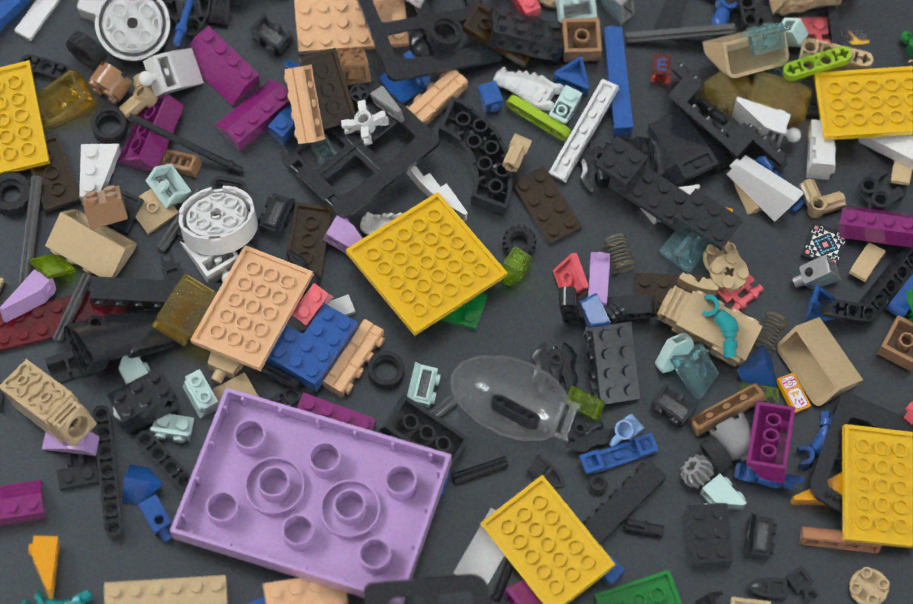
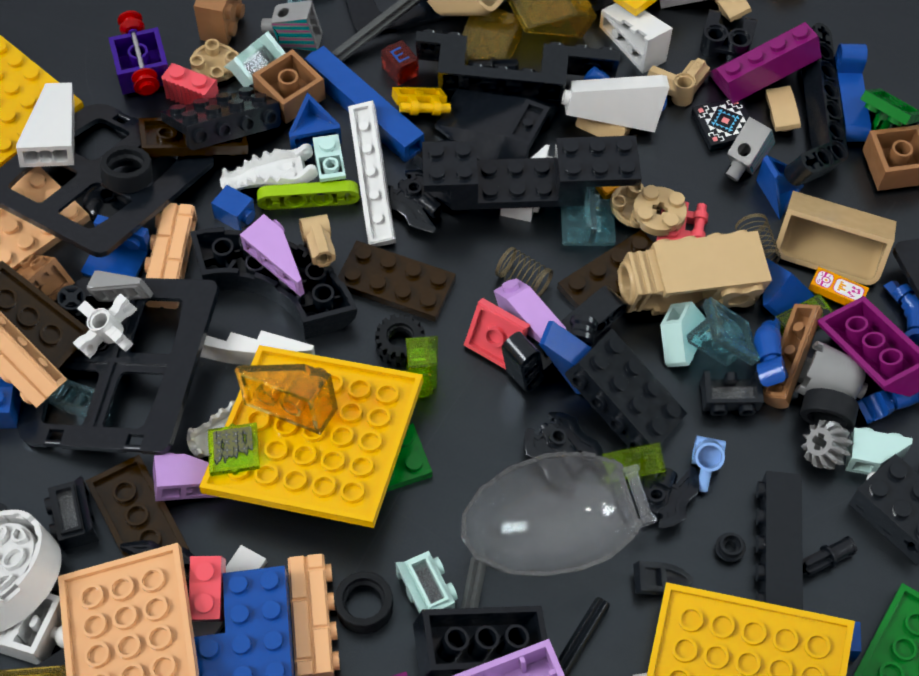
camera: 35 degrees left, 10 degrees down
(378, 241) = (233, 449): none -> piece
(427, 234) = (290, 393): none -> clear yellow slope
(486, 138) = (269, 246): none -> lavender slope
(515, 411) = (567, 532): black beam -> none
(619, 455) = (723, 492): blue slope -> none
(658, 104) = (421, 100): none -> yellow plate
(690, 283) = (644, 243): tan slope -> none
(712, 395) = (768, 345): none -> blue piece
(727, 324) = (722, 251): teal piece -> none
(767, 120) = (568, 29): white slope -> none

